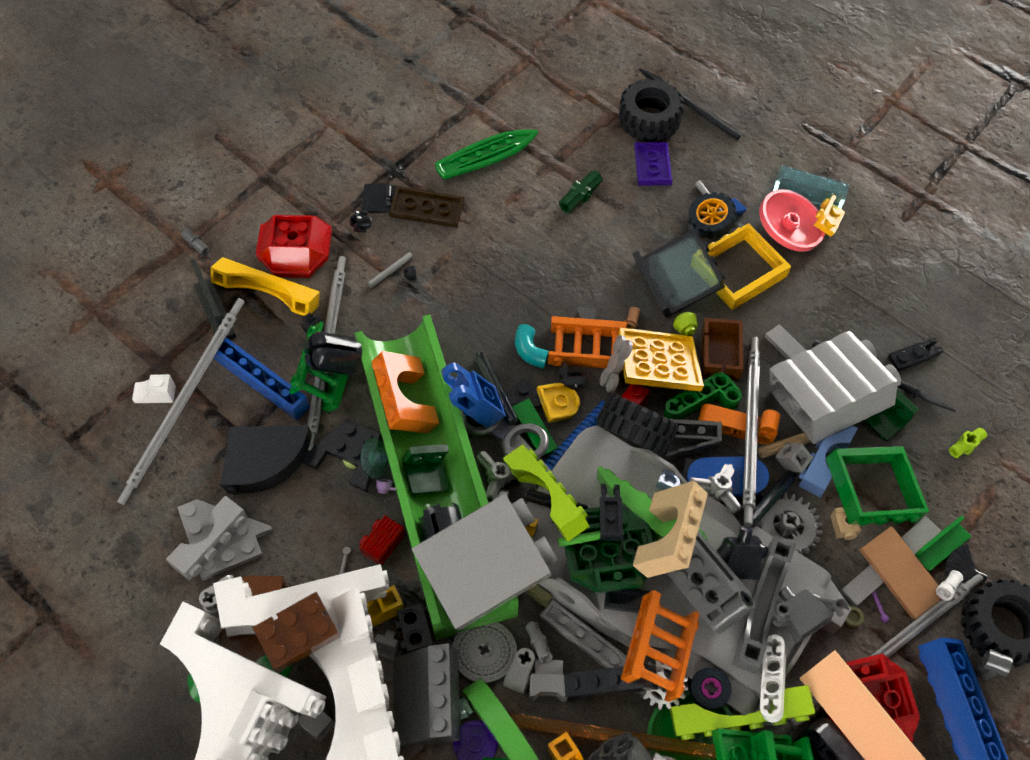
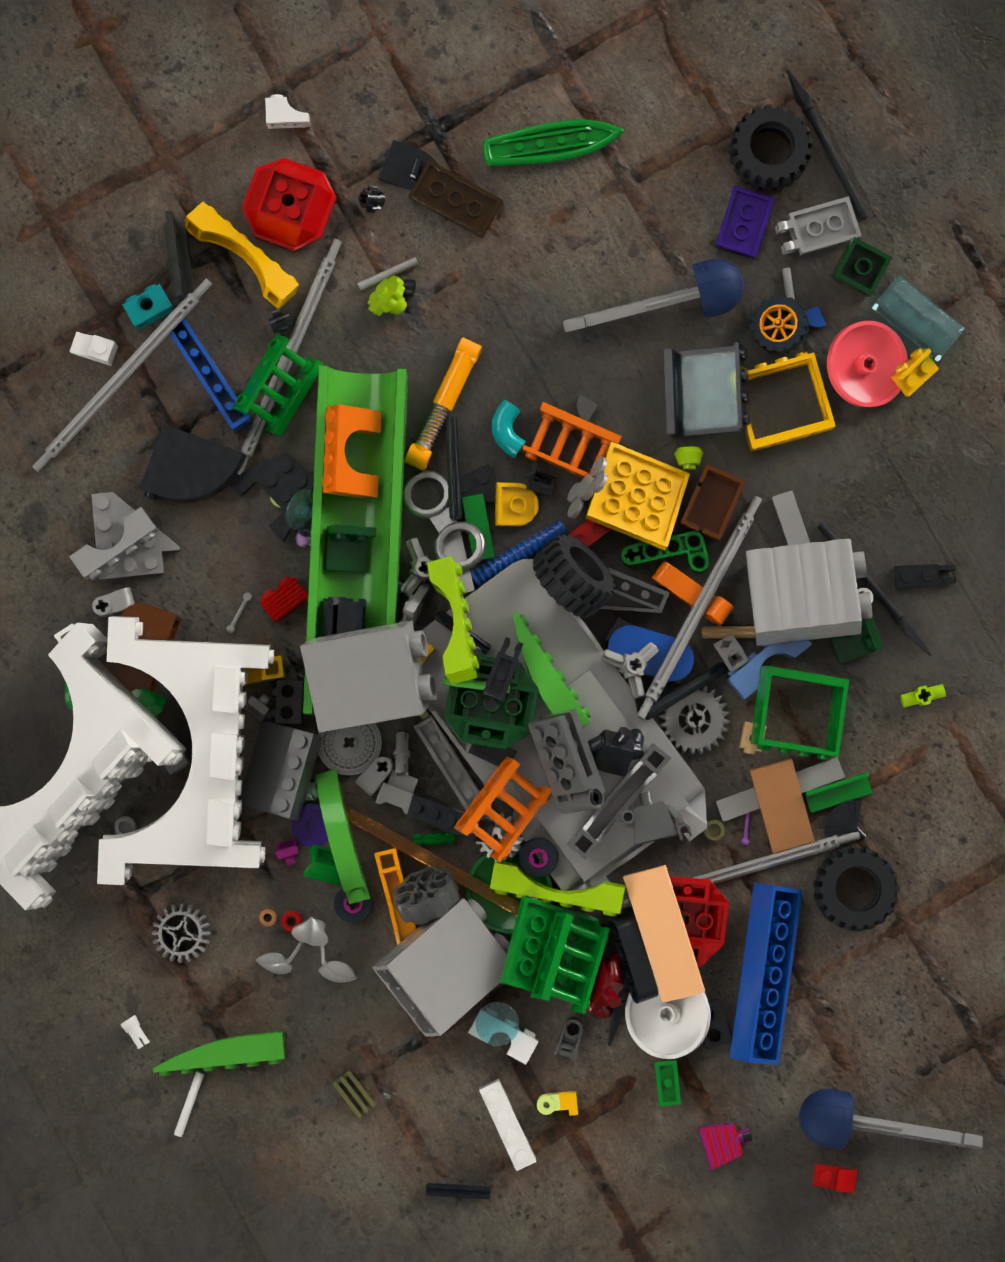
camera: 20 degrees right, 25 degrees up
(184, 349) = (160, 308): none -> teal brick
(195, 242) = (178, 163): dark grey axle -> none
(274, 188) = (282, 115): none -> white arch
(296, 632) = (173, 692): reddish brown piece -> none
(332, 353) = (289, 395): black cylinder -> none
(397, 281) = (388, 297): none -> lime plant
(471, 329) = (444, 401): none -> light orange piece
(473, 395) = (422, 481): blue brick -> none
(580, 191) = (641, 238): dark green piece -> none
(599, 714) = (434, 838): none -> green axle
(632, 318) = (633, 429): medium nougat pin -> none
(651, 200) = (717, 285): none -> piece
(667, 480) = (581, 646): sand blue tile -> none
(674, 550) = (543, 735): tan arch -> none
(708, 151) = (819, 227): none -> light grey tile
(754, 162) = (861, 267): none -> dark green brick
(776, 677) = (593, 869): white beam -> none
(948, 587) = (816, 837): white pin -> none
(993, 665) = (818, 923): dark grey piece -> none

